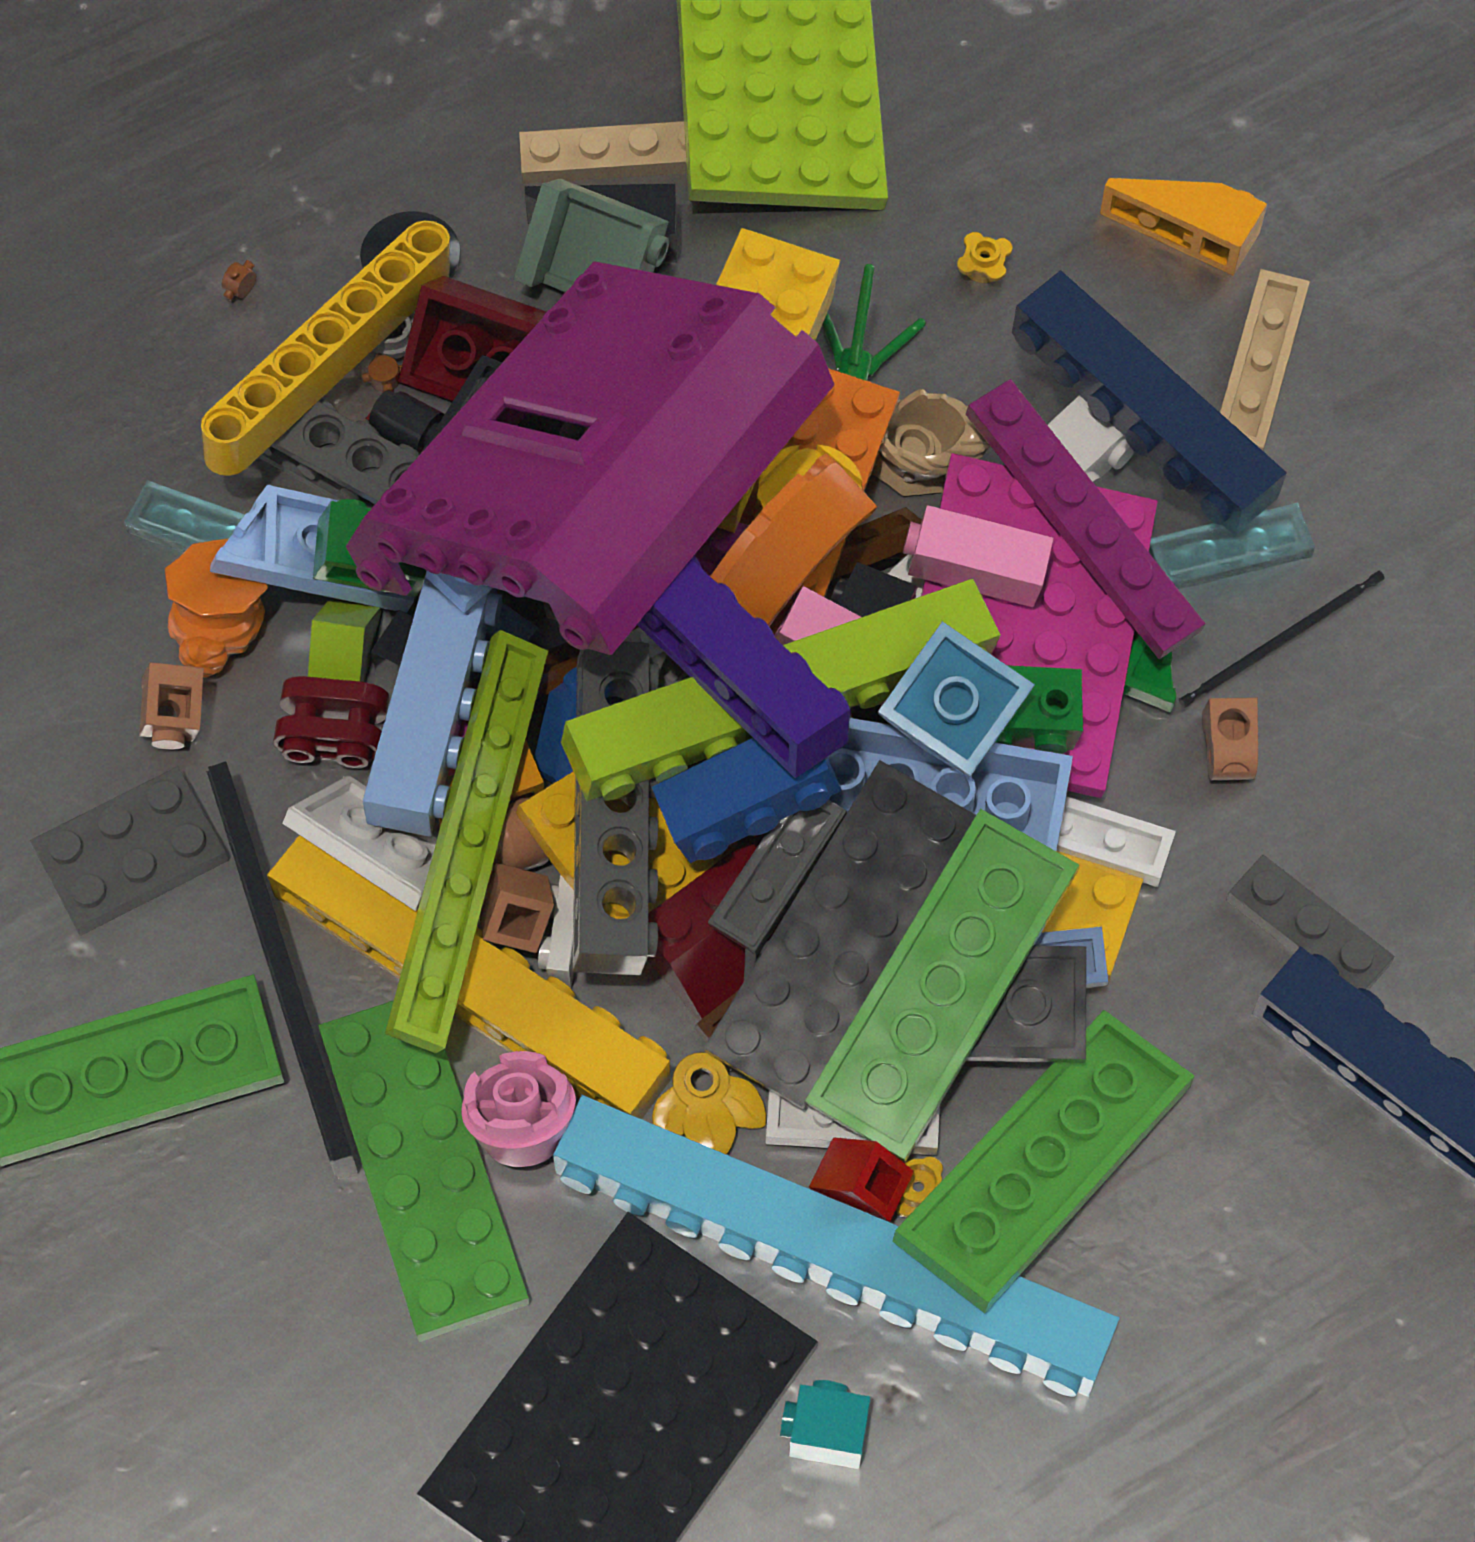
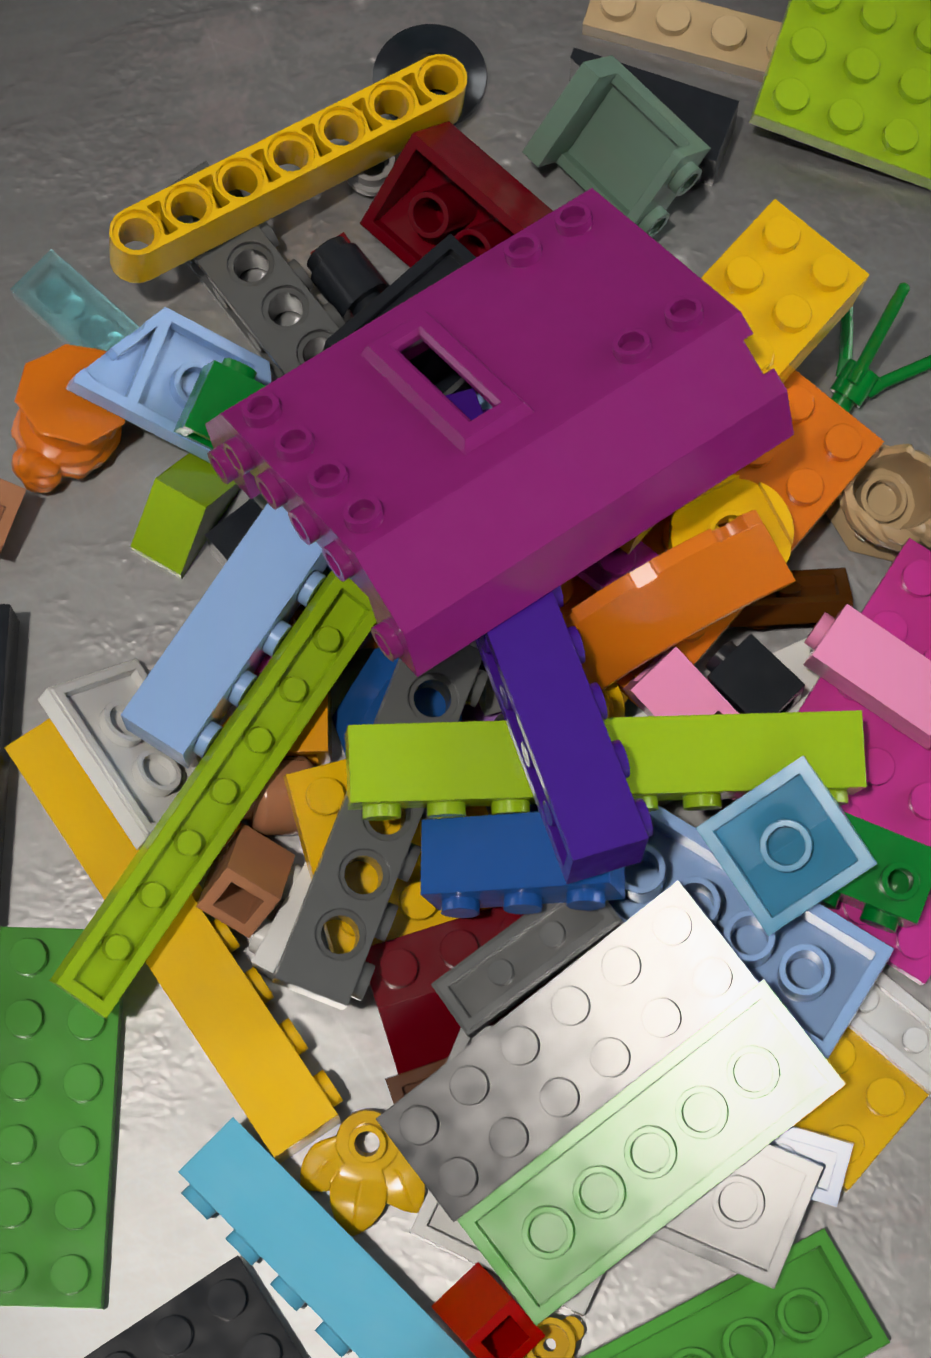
camera: 25 degrees right, 10 degrees up
(238, 280) = (234, 46): dark orange piece -> none
(330, 720) = (106, 602): dark red brick -> none
(382, 373) = (346, 209): dark orange piece -> none
(518, 1108) = (163, 1104): bright pink cone -> none

